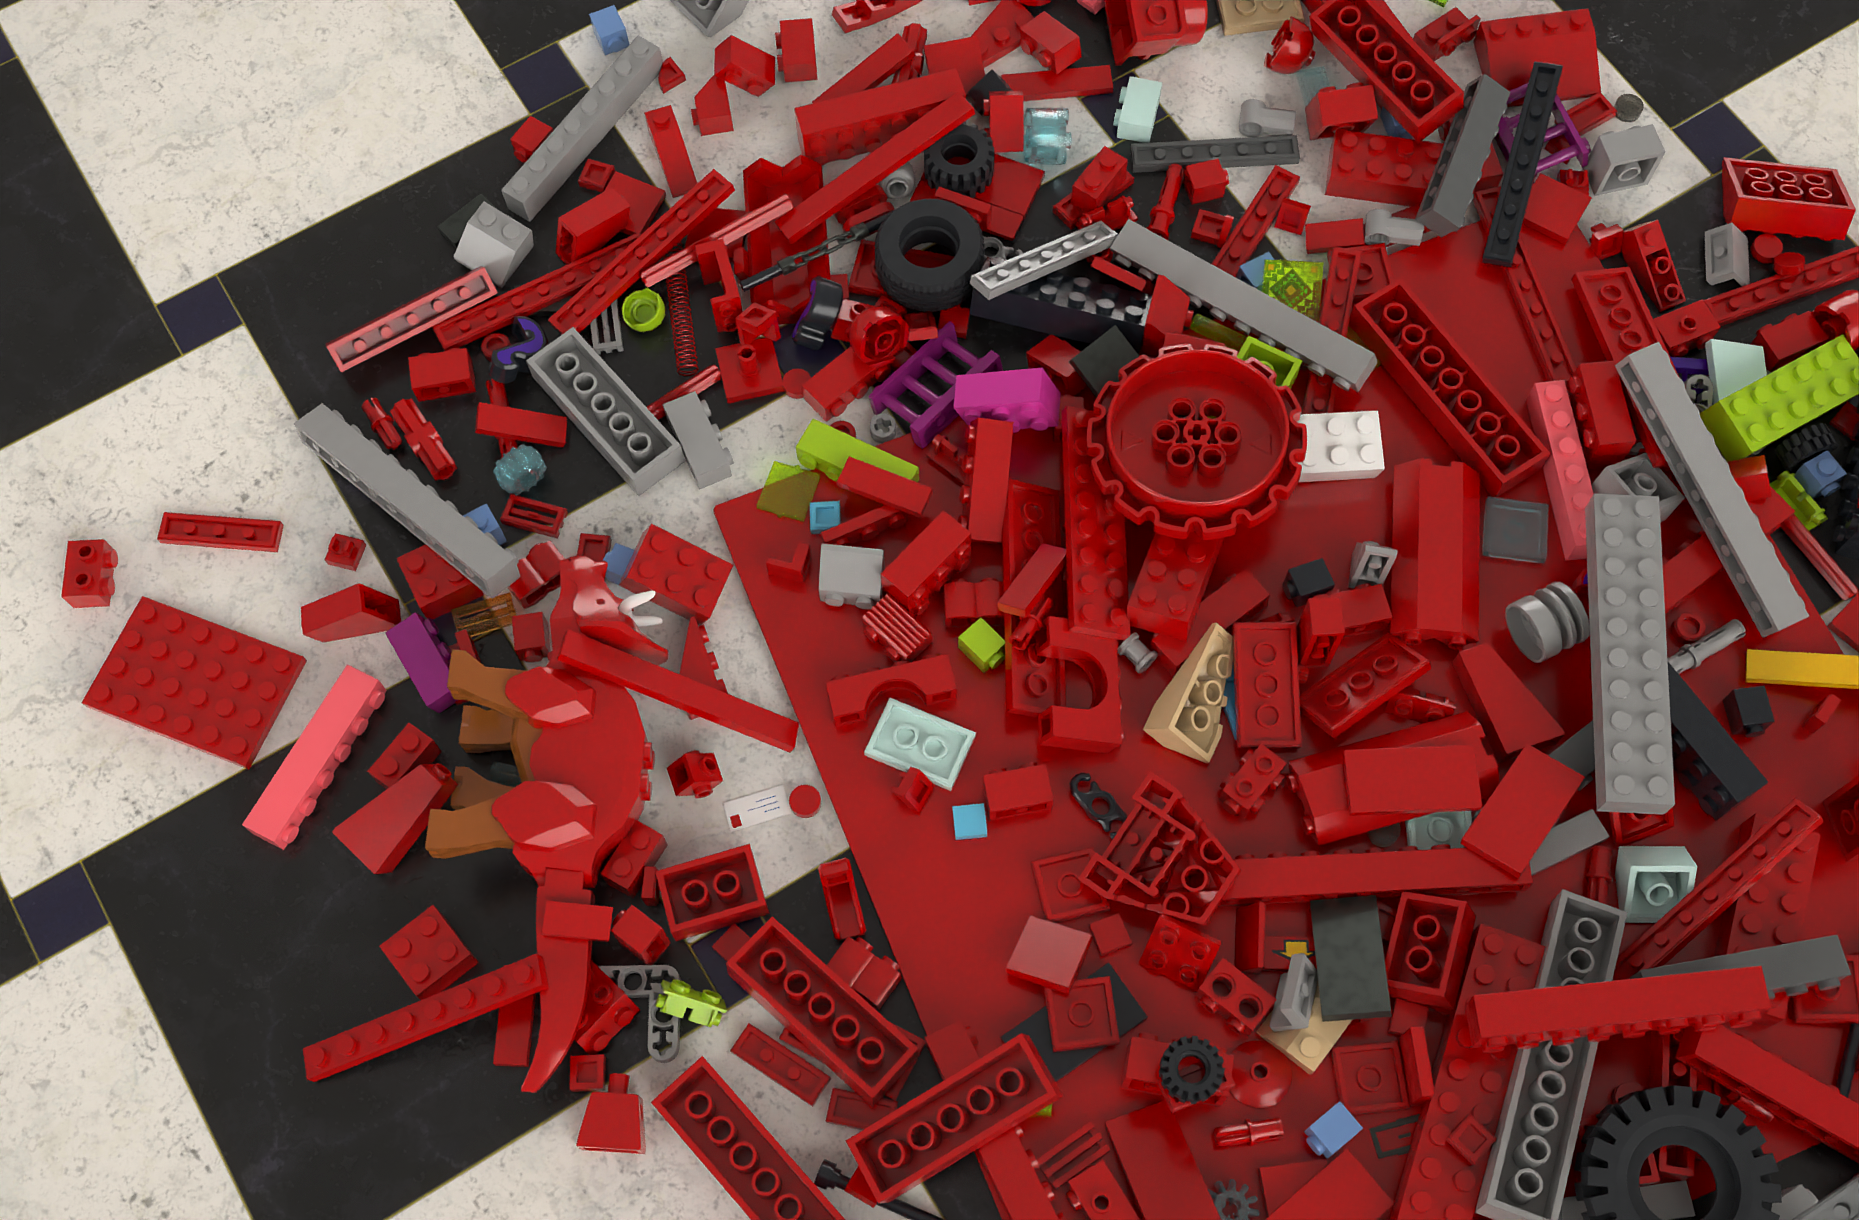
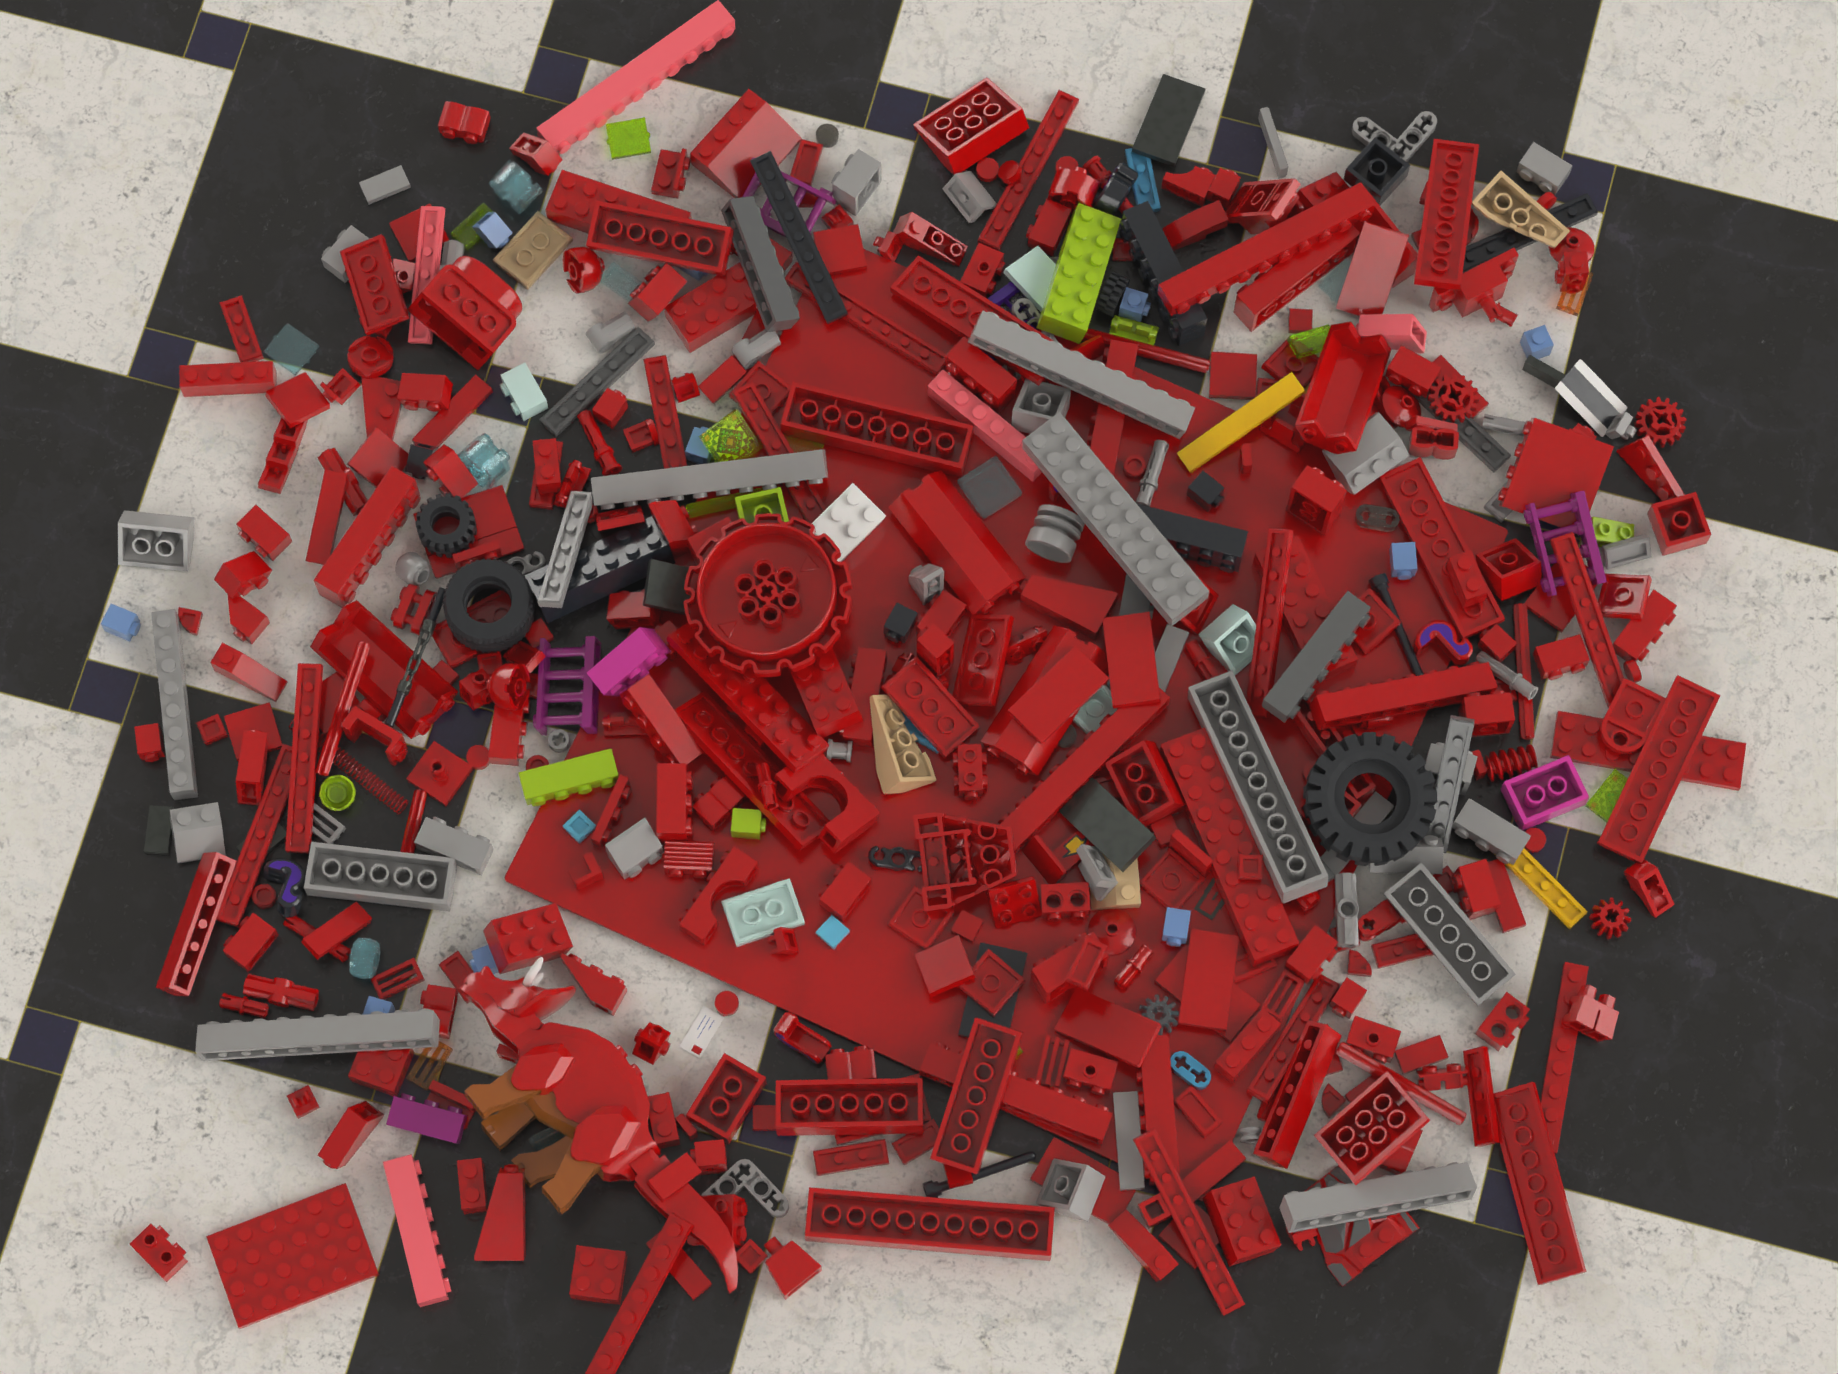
camera: 45 degrees left, 5 degrees up
(220, 532) = (210, 1158): red tile -> none
(531, 636) = (473, 1051): red brick -> none
(678, 691) = (603, 1002): red tile -> none
(703, 1004) = (763, 1170): lime hinge -> none
(757, 321) = (422, 740): red panel -> none
(788, 491) = (541, 829): clear neon green piece -> none
(819, 313) = (457, 701): black animal -> none
(875, 167) = (400, 576): red tile -> none
(884, 487) = (604, 778): red tile -> none
(1033, 580) = (746, 759): red tile -> none
(1191, 1048) = (1086, 945): black tyre -> none
(1617, 1007) = (1265, 733): red brick -> none
(1752, 477) = (1097, 345): red brick -> none

